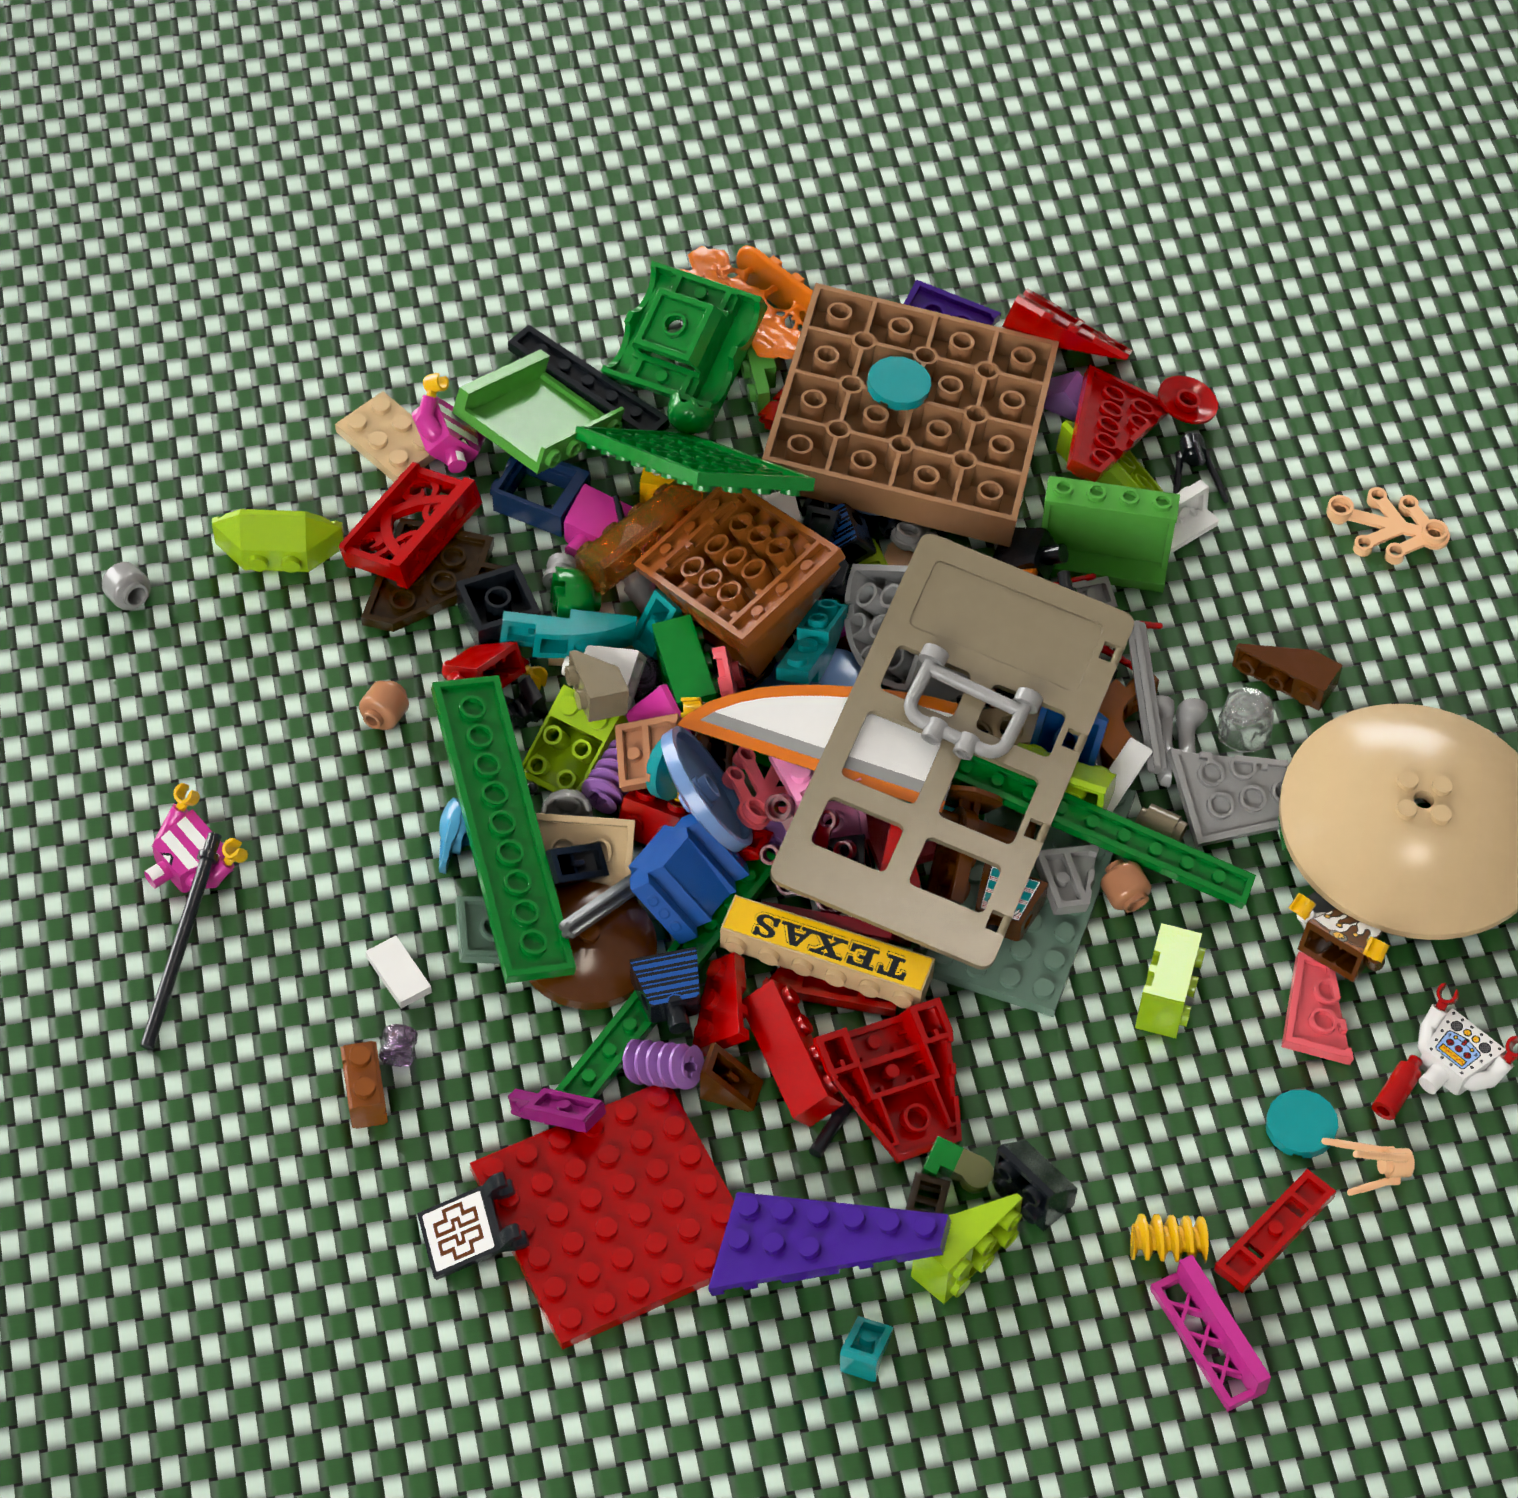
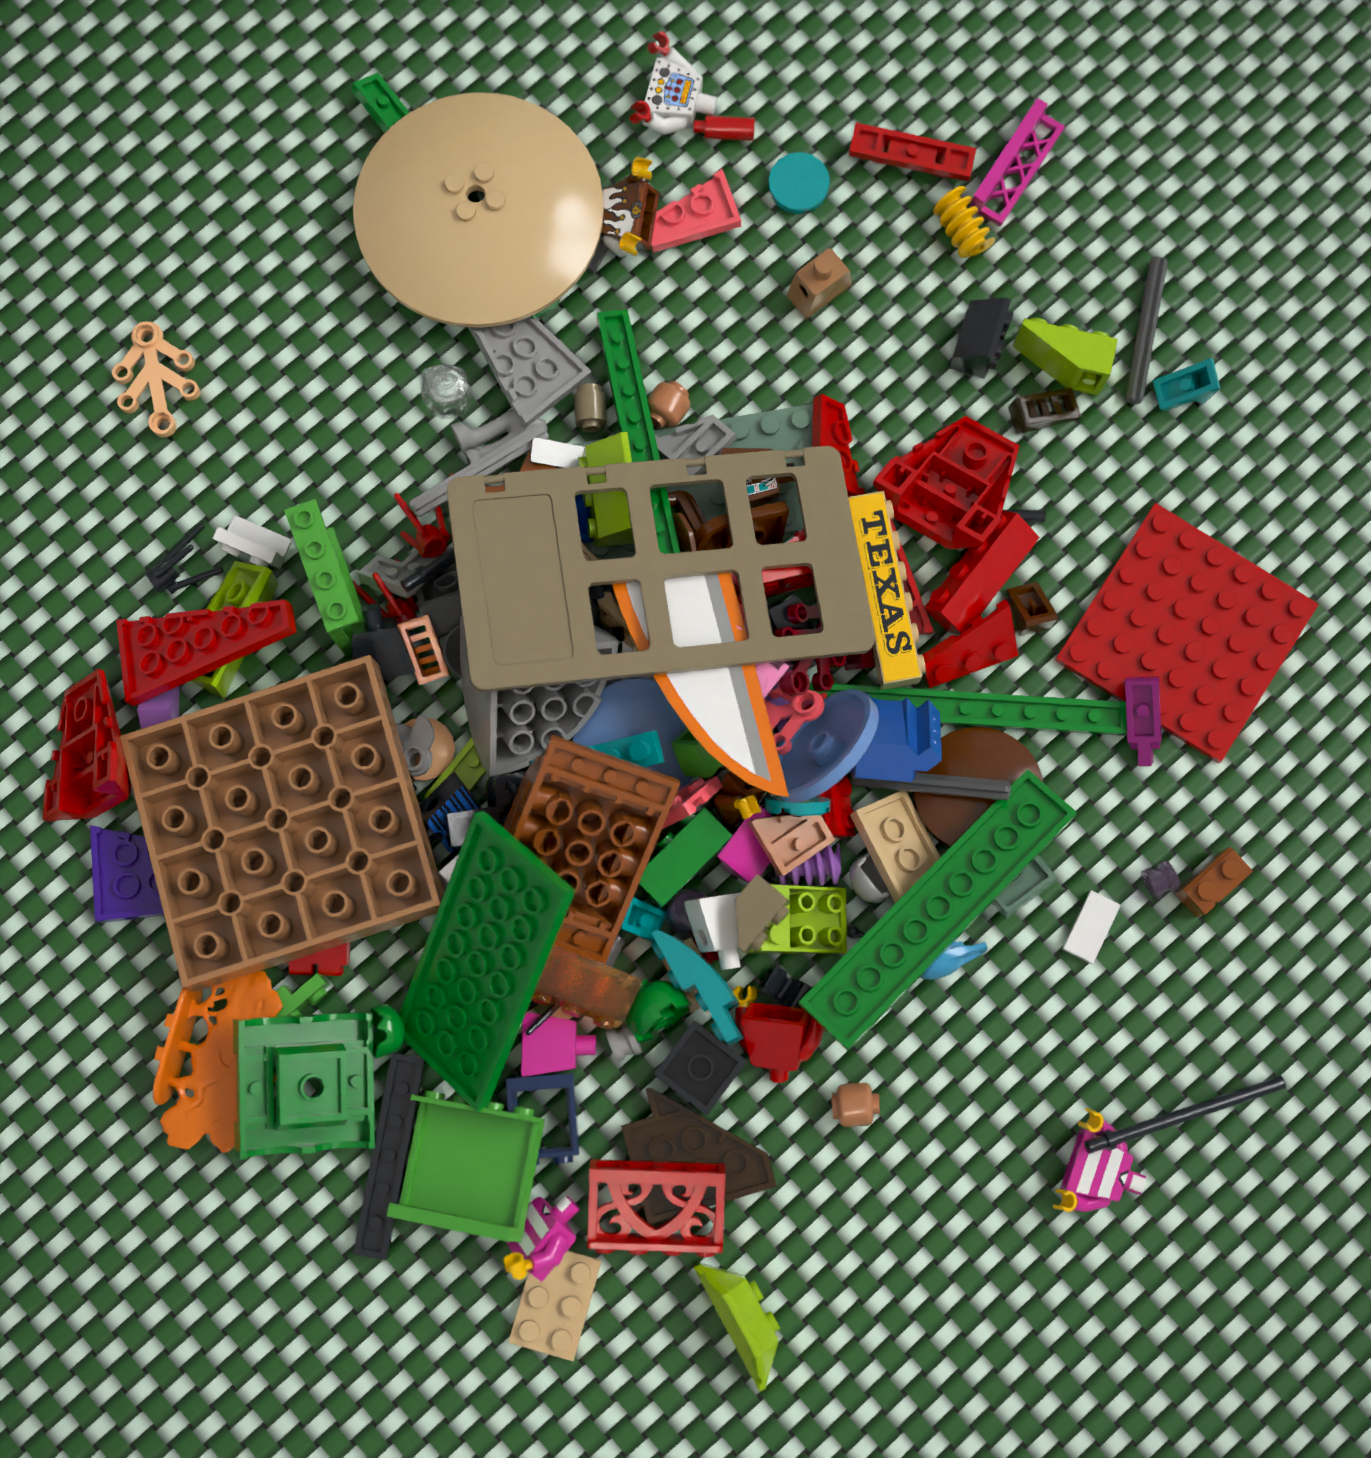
camera: 120 degrees left, 25 degrees up
(126, 586) = (869, 1423): light grey head -> none
(469, 1228) = (1278, 727): flag -> none
(577, 864) = (925, 835): black slope -> none
(662, 1064) = (1060, 659): medium lavender piece -> none
(668, 987) = (990, 691): black torso -> none
(809, 1239) = (1147, 469): dark purple wing -> none
(899, 383) = (270, 838): teal tile -> none
(953, 1356) = (1146, 330): none -> dark grey axle
(959, 1164) = (998, 403): leg -> none
(966, 744) = (662, 551): light grey bar -> none
(997, 999) = (833, 429): none -> red wing
(1170, 981) = (738, 327): wedge -> none
(1175, 1065) = (822, 279): none -> medium nougat torso
(1188, 399) = (100, 598): red dish -> none
(1294, 671) = (368, 367): reddish brown slope -> none
(1390, 1161) = (799, 102): light nougat plant -> none

